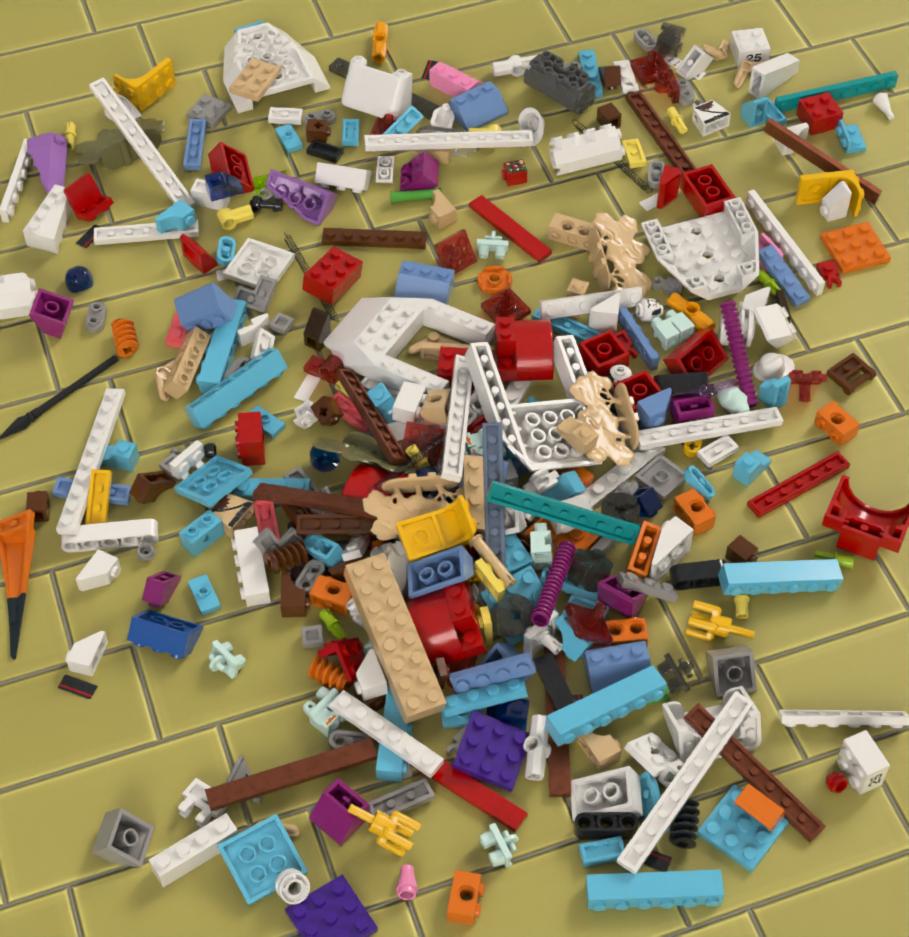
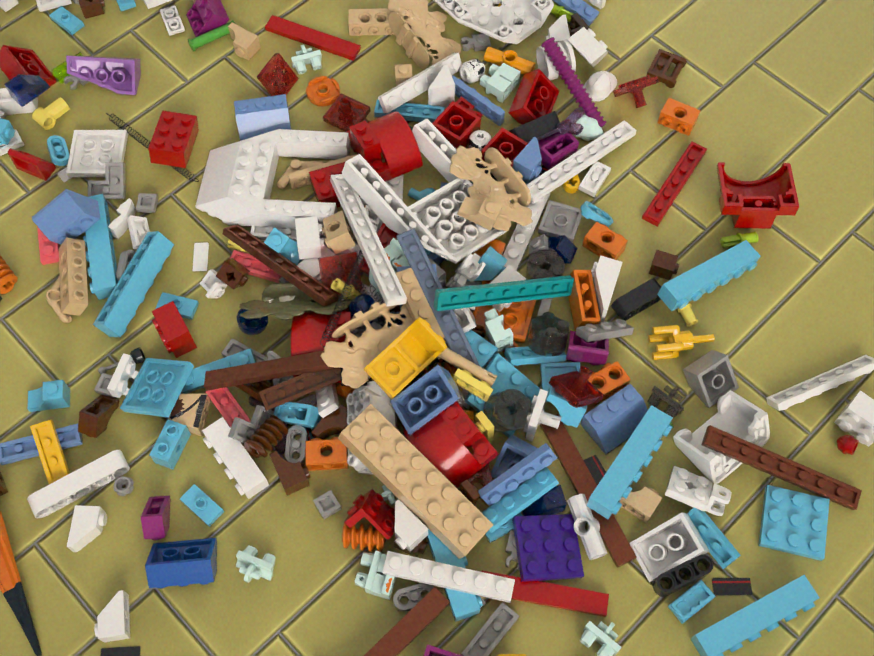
camera: 25 degrees left, 10 degrees up
(91, 459) = (24, 416): white plate -> none
(257, 203) = (67, 94): black bar -> none
(317, 329) = (185, 196): dark brown slope -> none
(324, 368) = (208, 232): clear red plate -> none
(325, 151) = (106, 21): black tile -> none
(332, 624) = (341, 484): lime axle -> none
(343, 177) = (137, 41): white slope -> none
(374, 238) = (193, 89): reddish brown plate -> none
(553, 584) = (528, 365): magenta piece -> none
(553, 681) = (573, 459): black tile -> none
(684, 783) = (737, 509): white plate -> none
(684, 826) = (747, 543): black piece -> none
(750, 466) = (629, 183): medium azure arch -> none
(760, 807) = (806, 500): orange hinge -> none
(774, 392) = (615, 107): medium azure arch -> none

